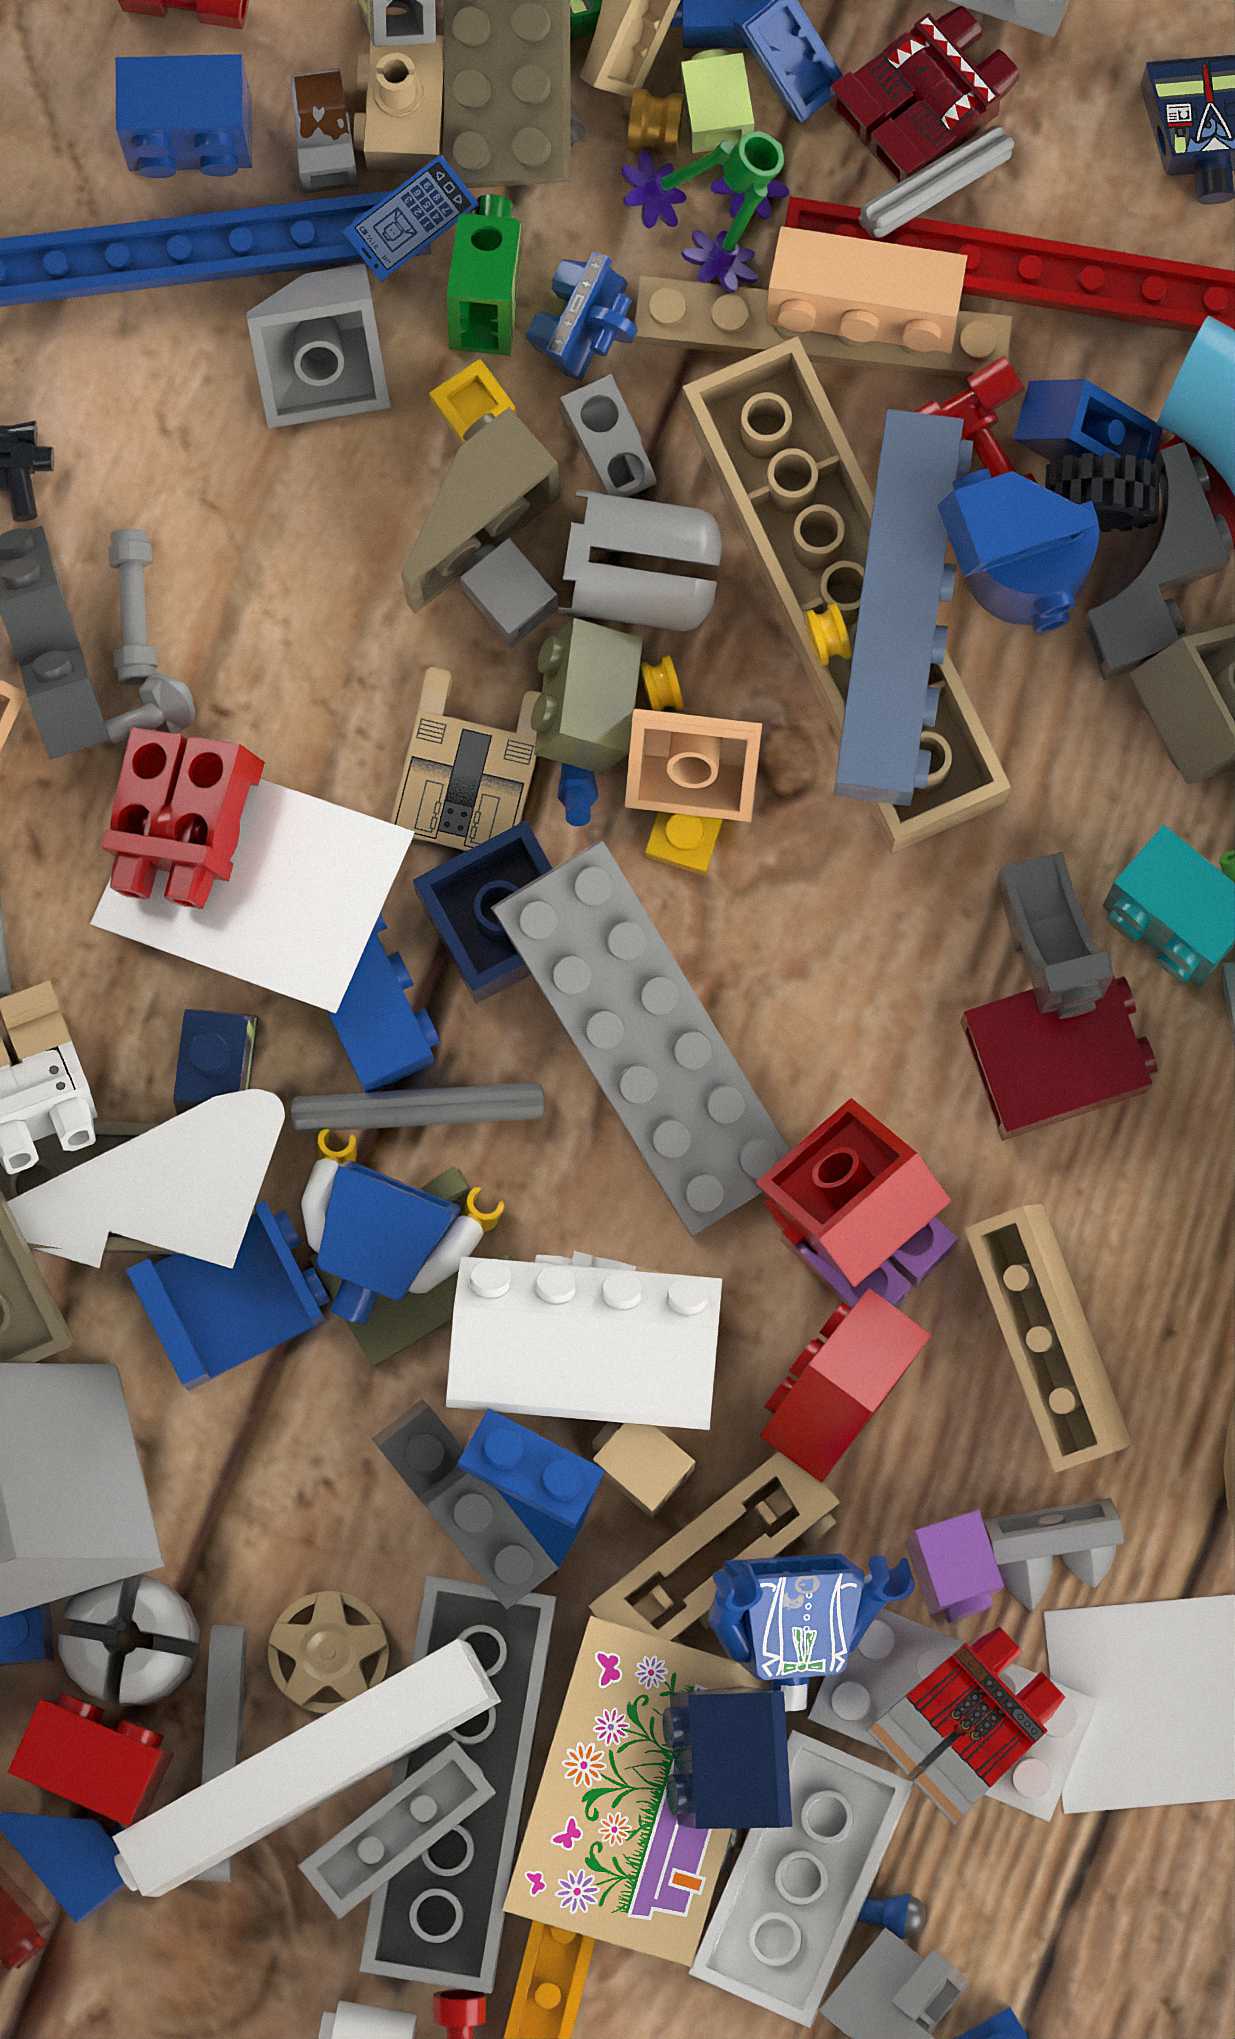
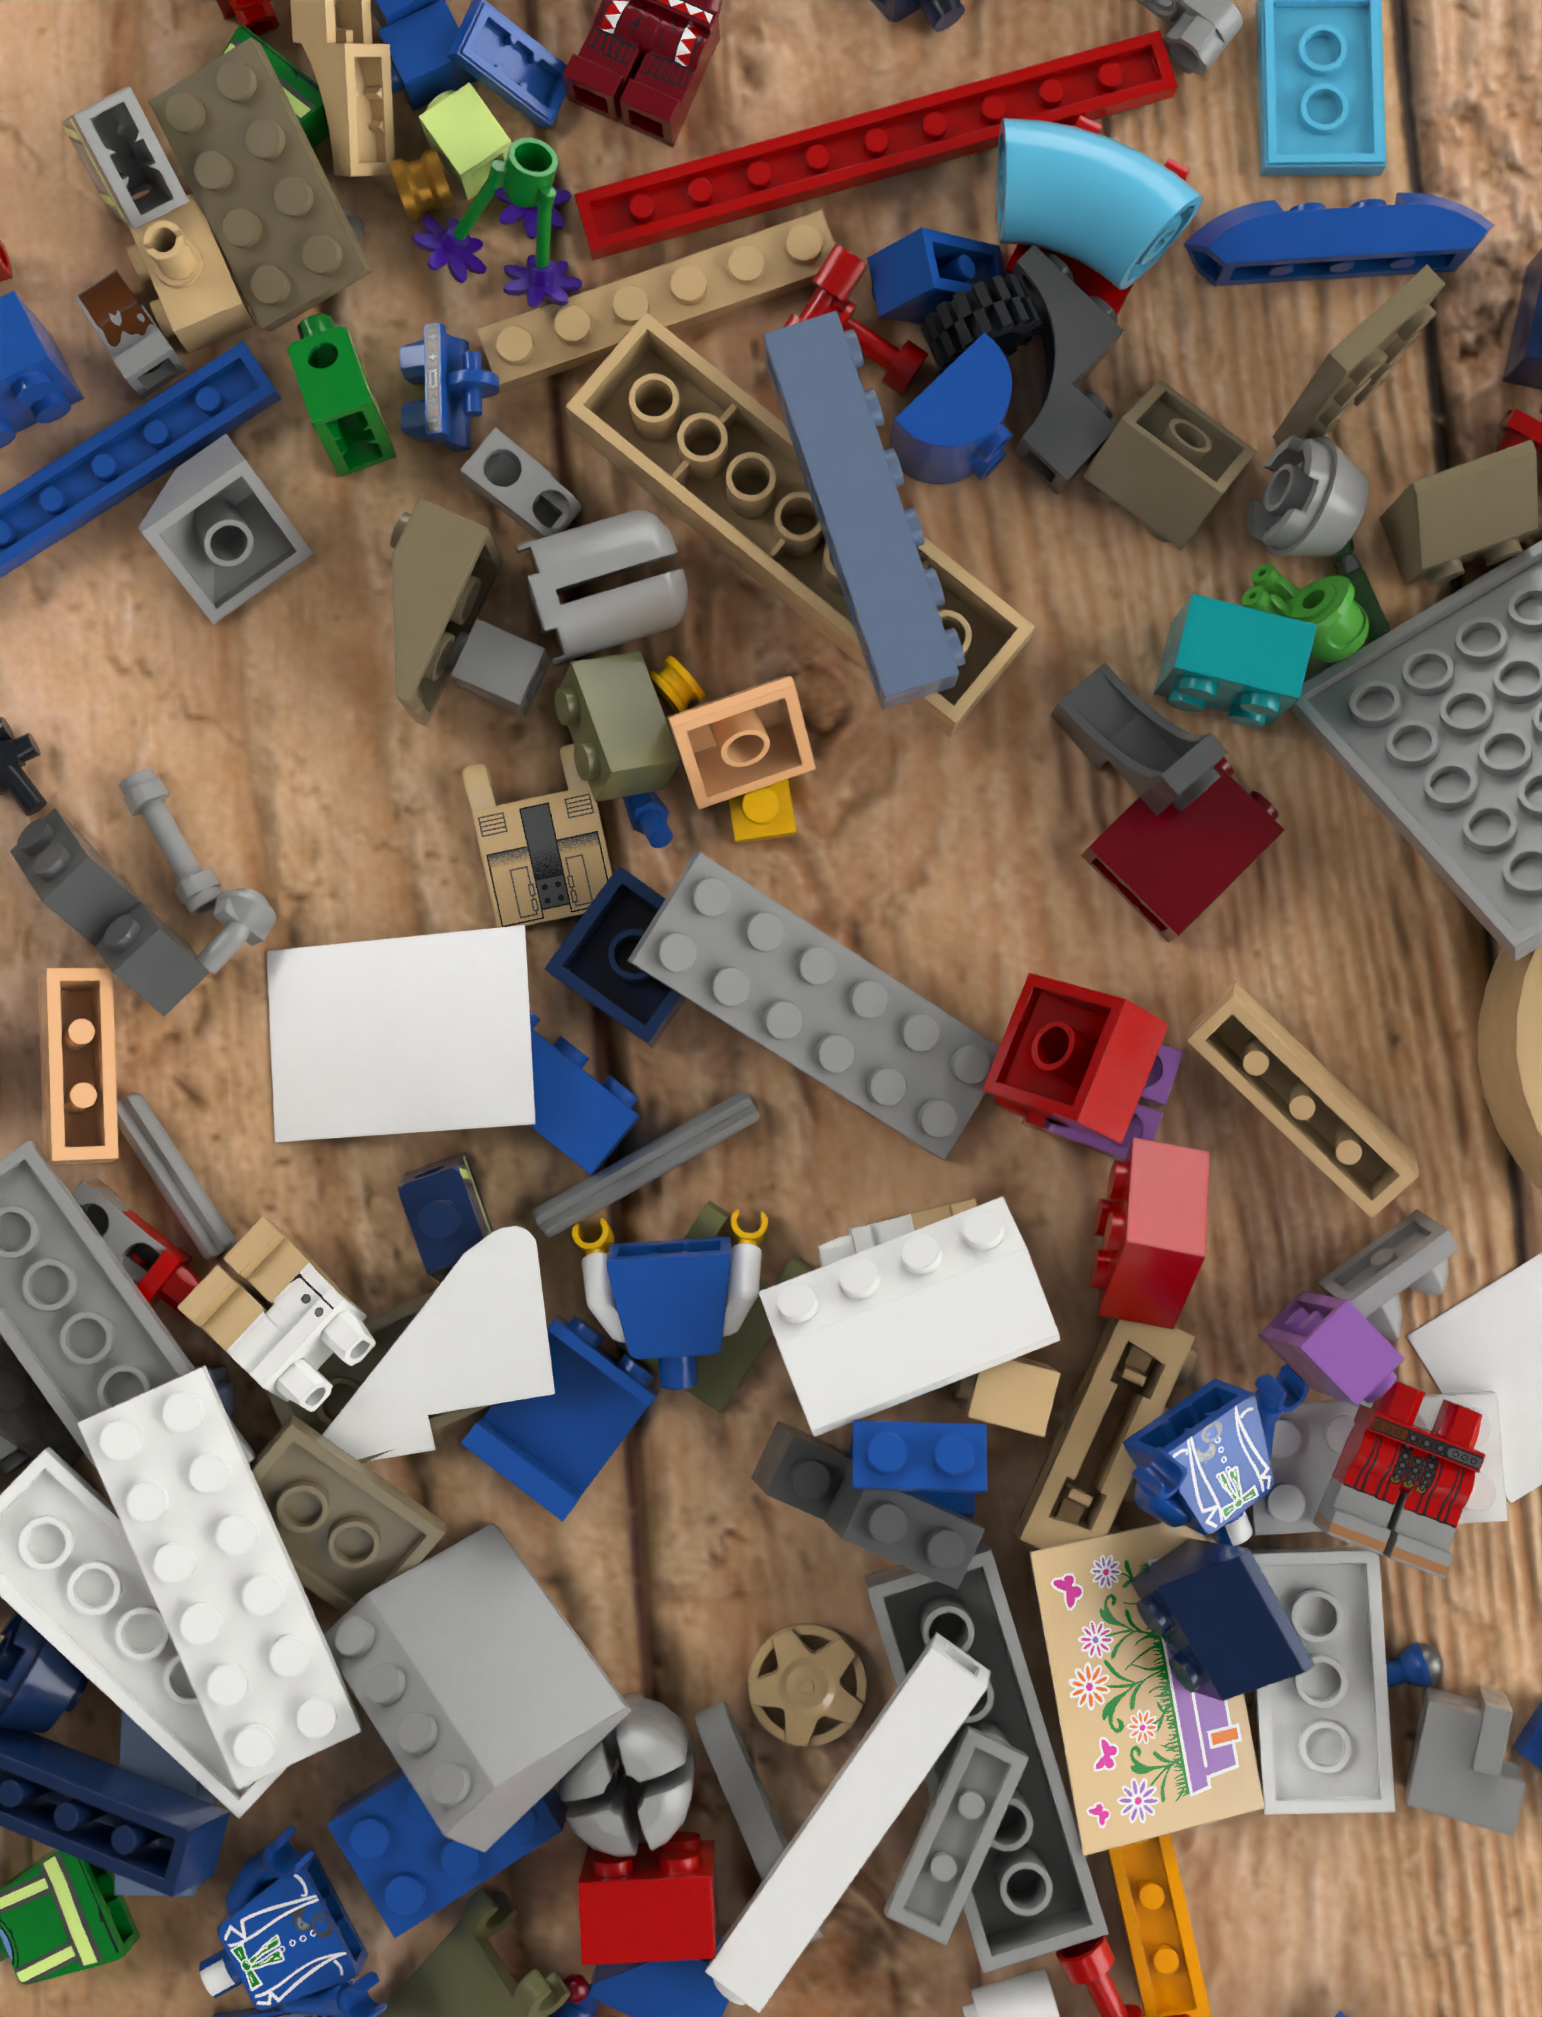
camera: 30 degrees left, 5 degrees up
(178, 814) = (303, 1008): red hips -> none
(410, 218) = (245, 372): tile -> none
(469, 397) = (378, 510): yellow plate -> none
(827, 634) = (808, 566): yellow bush -> none
(865, 290) = (685, 242): light nougat brick -> none
(936, 181) = (697, 120): light grey axle -> none
(1008, 520) = (923, 381): blue slope -> none

